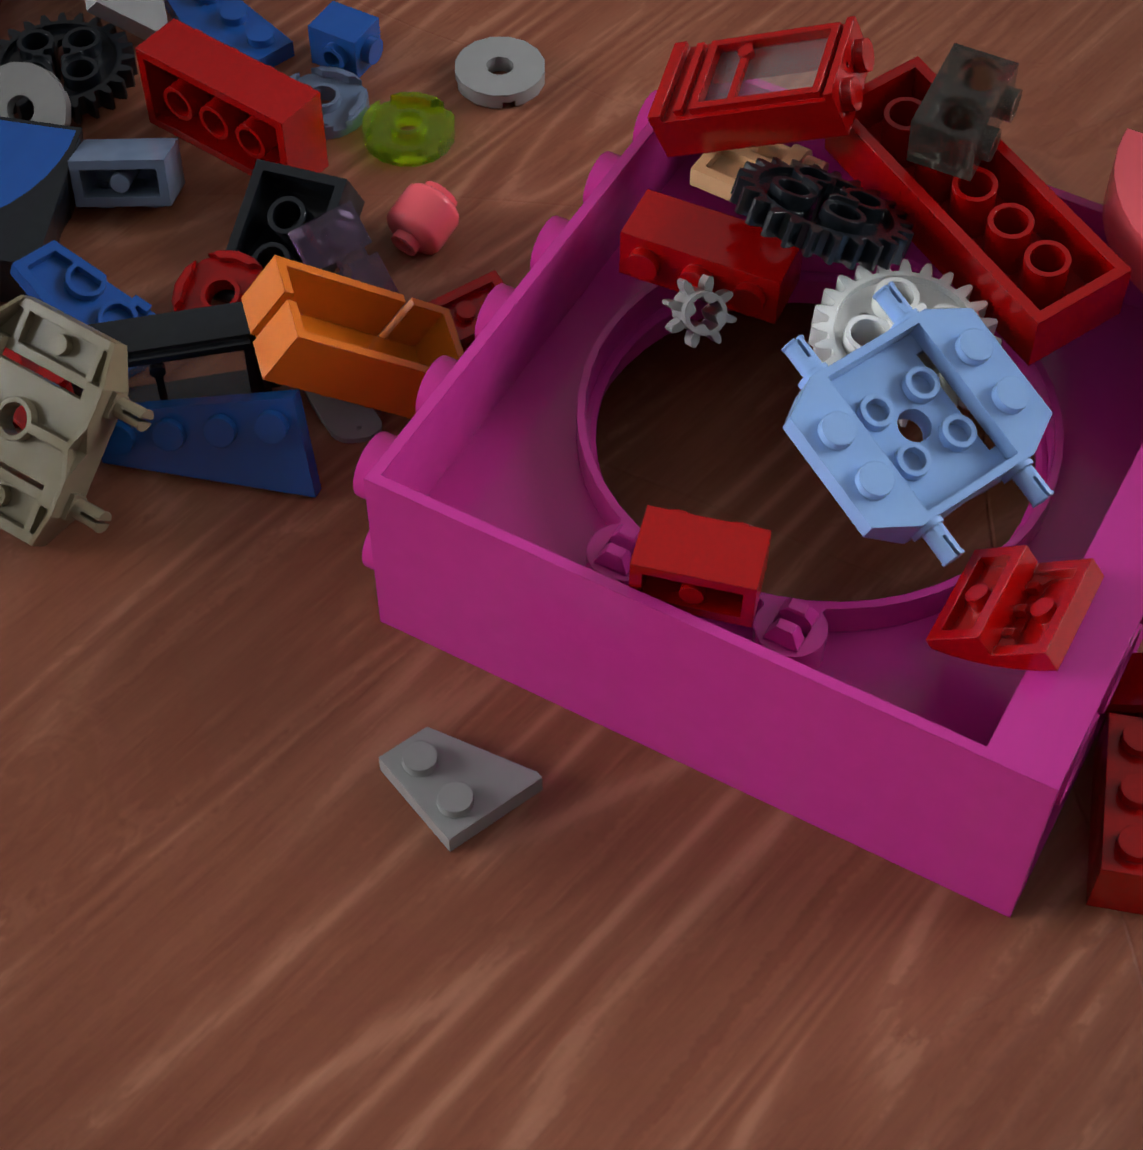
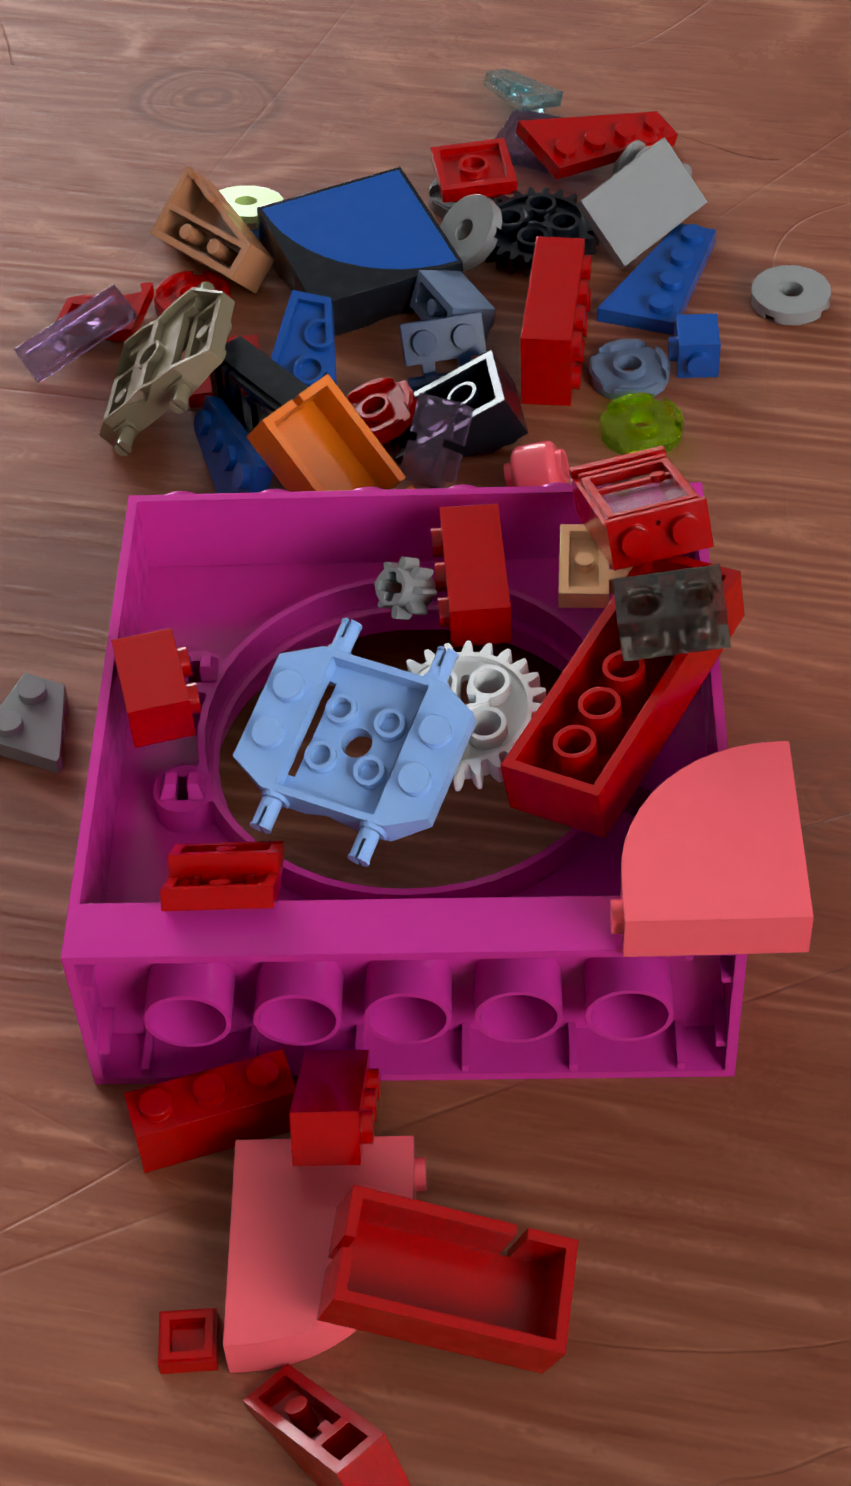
camera: 65 degrees right, 5 degrees down
(183, 196) = (440, 340): none -> dark blue plate
(517, 57) = (757, 427): light grey tile -> none
(821, 214) = (527, 596): black gear -> none

